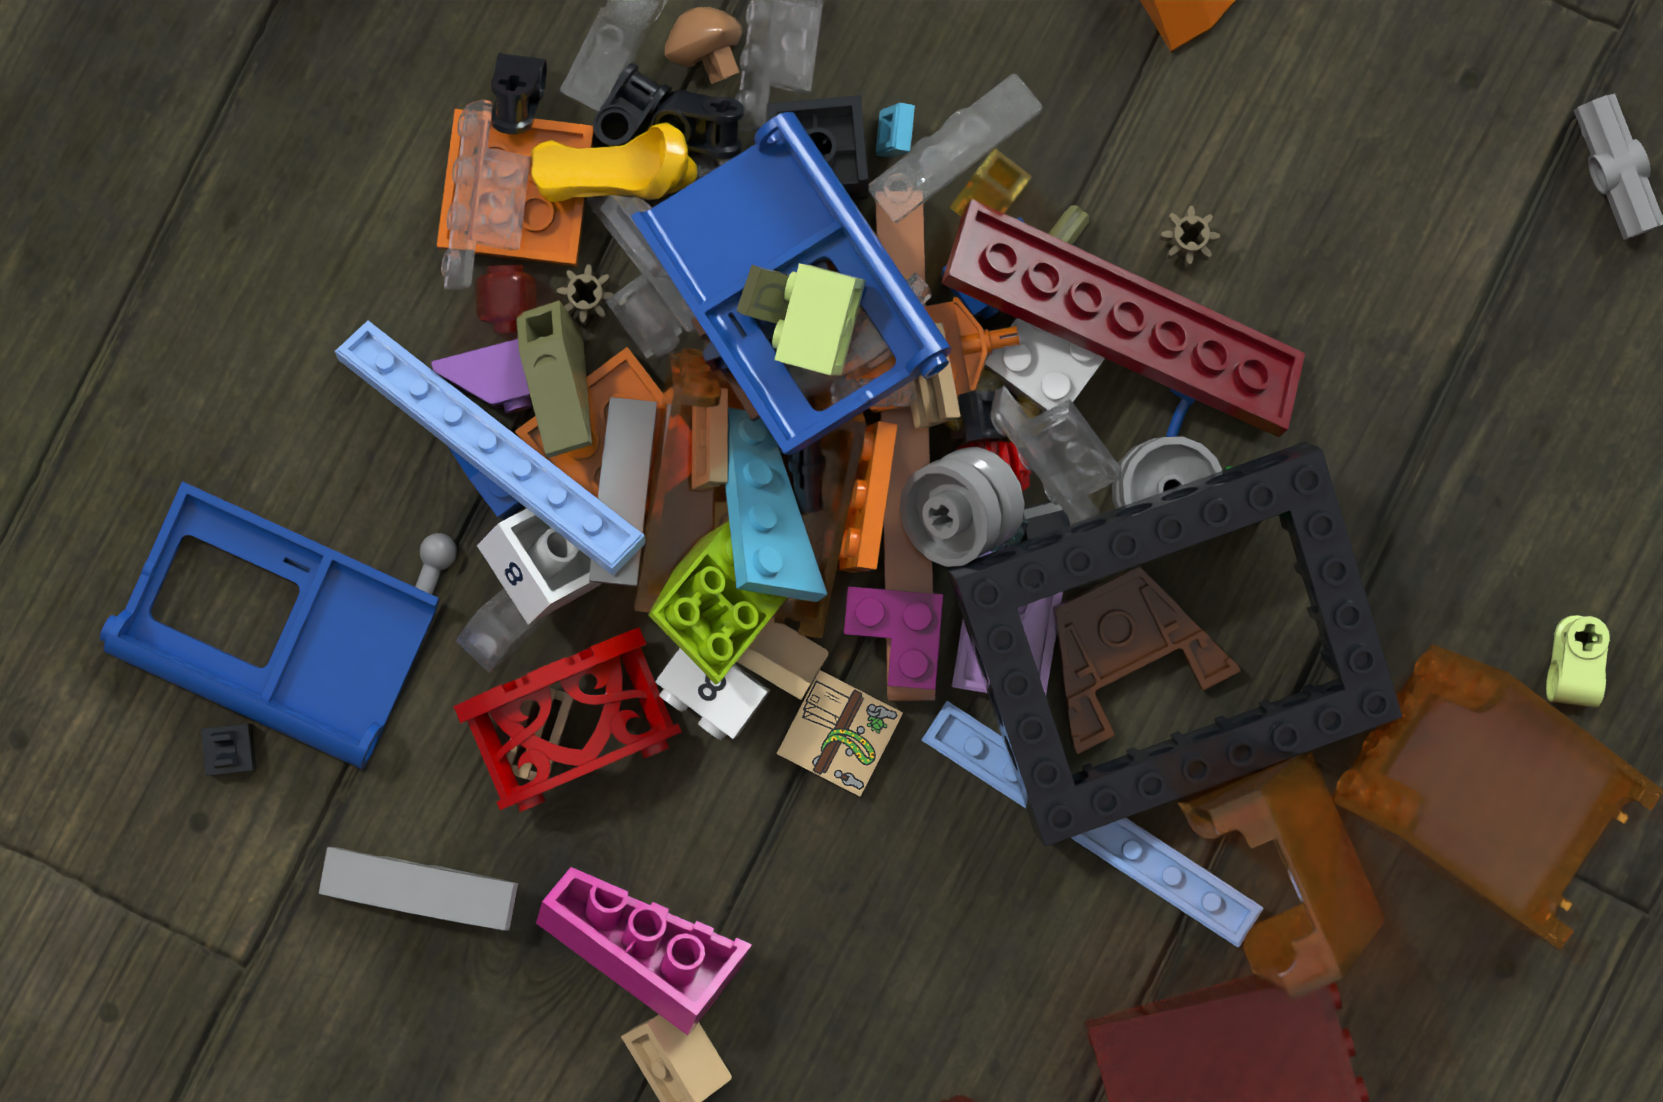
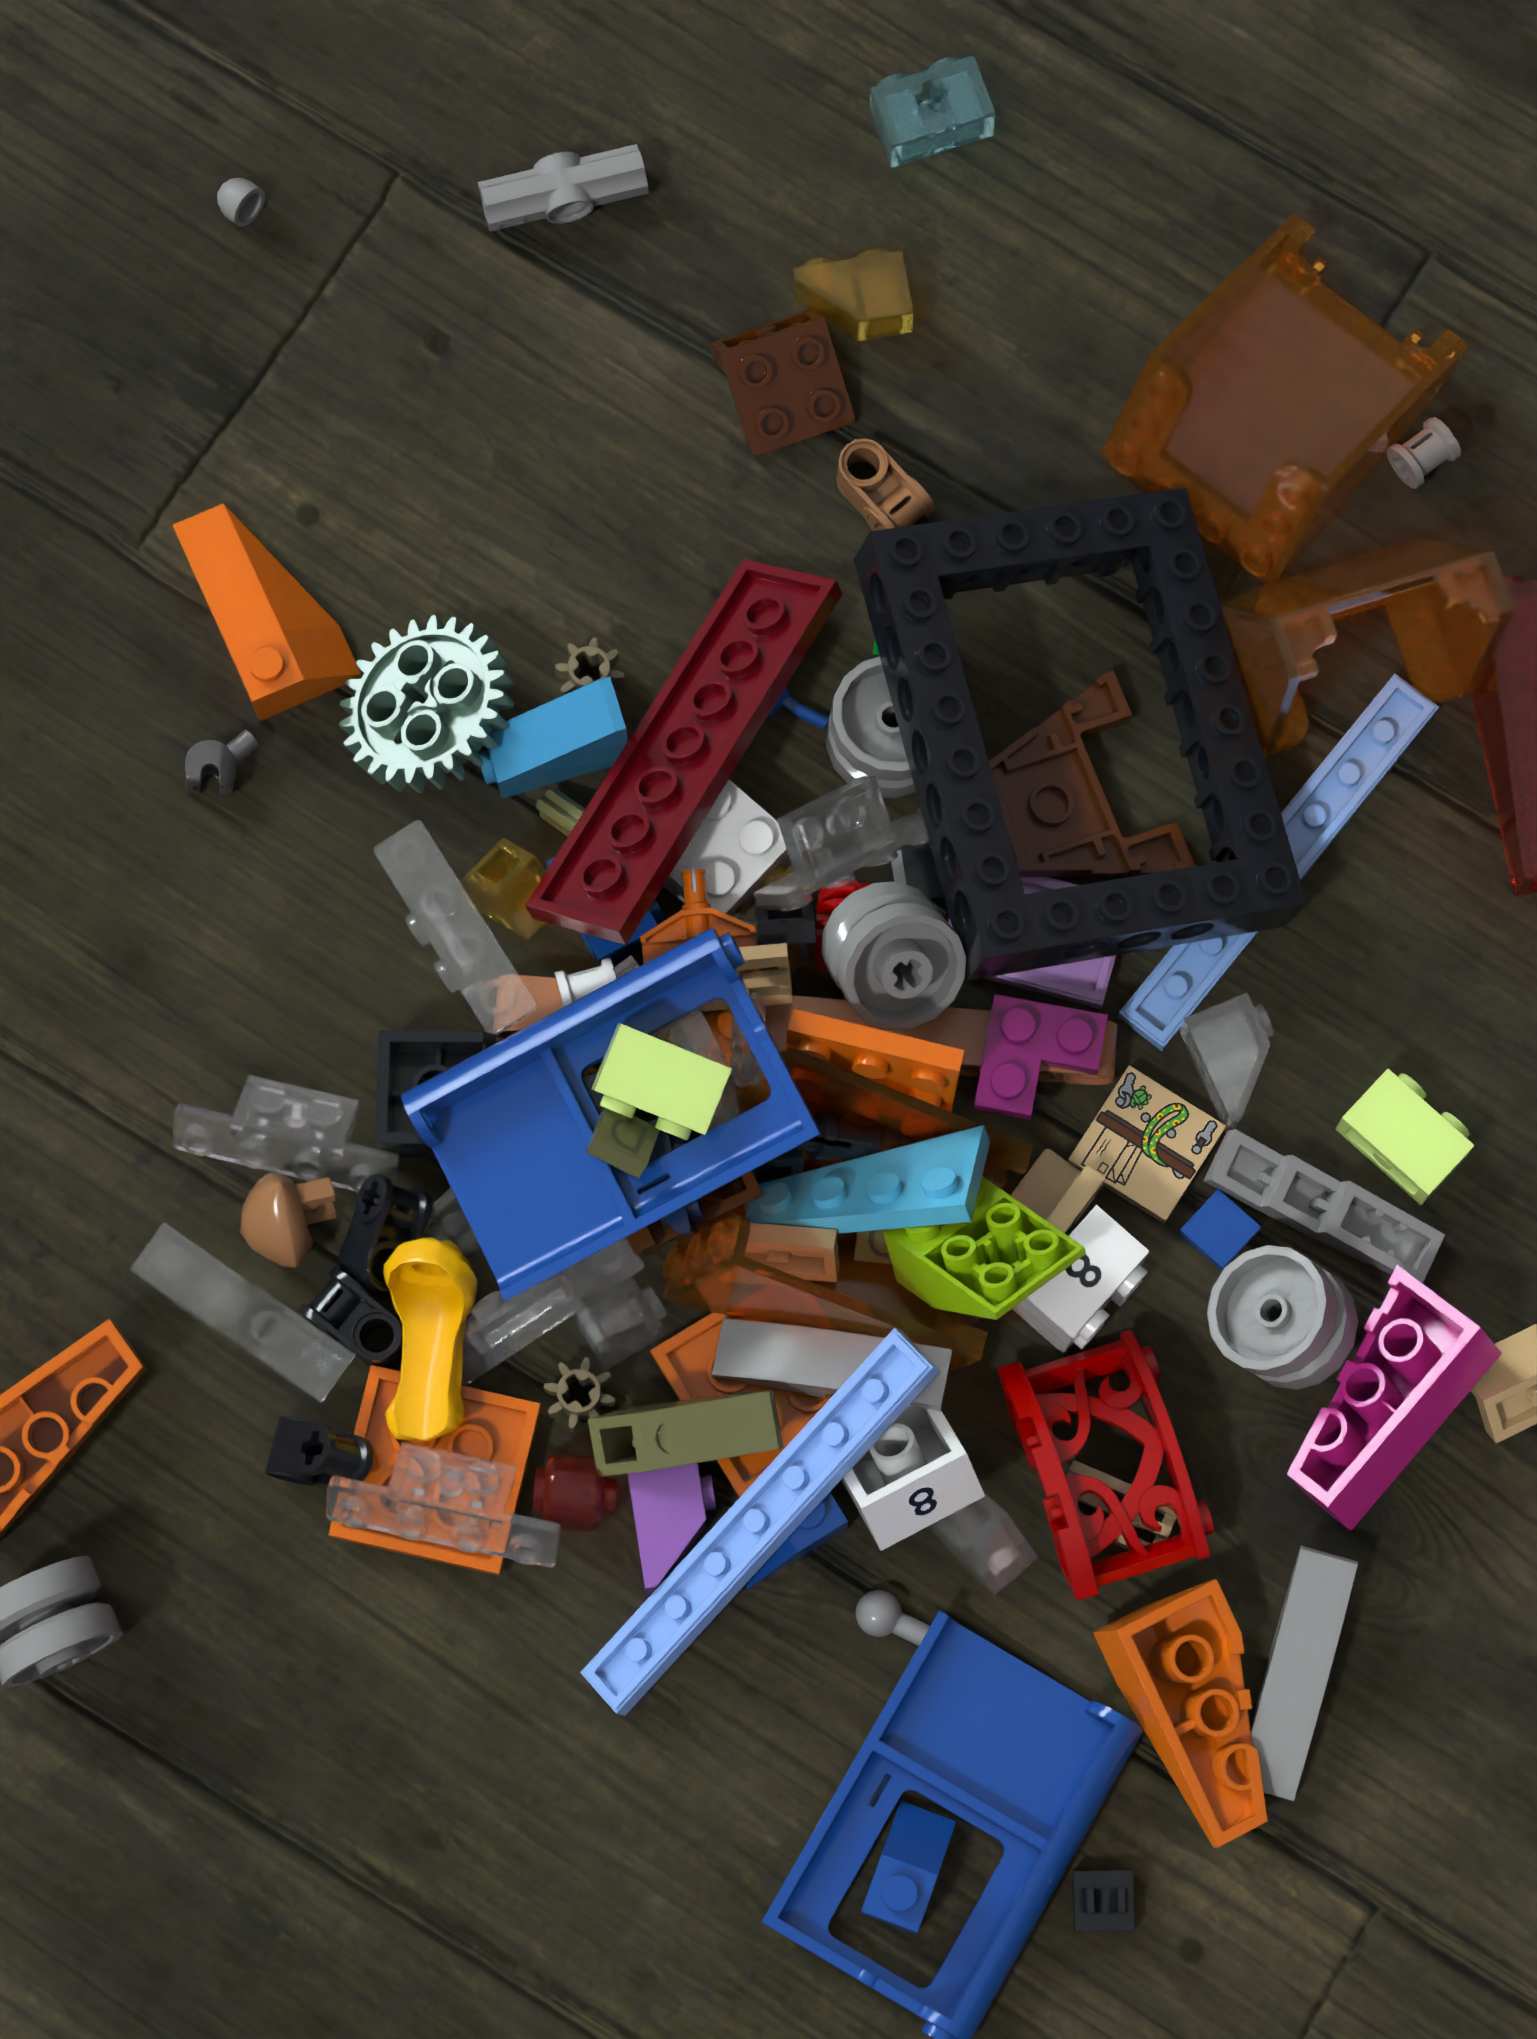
camera: 85 degrees left, 10 degrees down
(236, 592) = (908, 1867): none -> blue slope
(397, 801) = (1188, 1692): none -> orange wedge
(697, 853) = (1282, 1317): none -> light grey wheel
(774, 798) = (1219, 1230): none -> blue tile
(800, 882) = (1323, 1207): none -> light grey slope
(866, 945) = (1406, 1135): none -> yellowish green brick
(895, 130) = (420, 1002): medium azure tile -> none
(912, 257) = (584, 982): none -> white bush
(920, 795) = (1229, 1051): none -> clear slope
(1126, 213) = (557, 741): none -> dark azure slope
(1151, 93) = (416, 694): none -> sand green gear
(1374, 465) = (890, 496): none -> medium nougat piece
(1462, 918) = (1423, 452): none -> light grey bush
(1466, 370) = (784, 381): none -> reddish brown bracket
(1550, 426) = (859, 294): none -> clear yellow slope
(1578, 667) = (1141, 294): yellowish green piece -> none

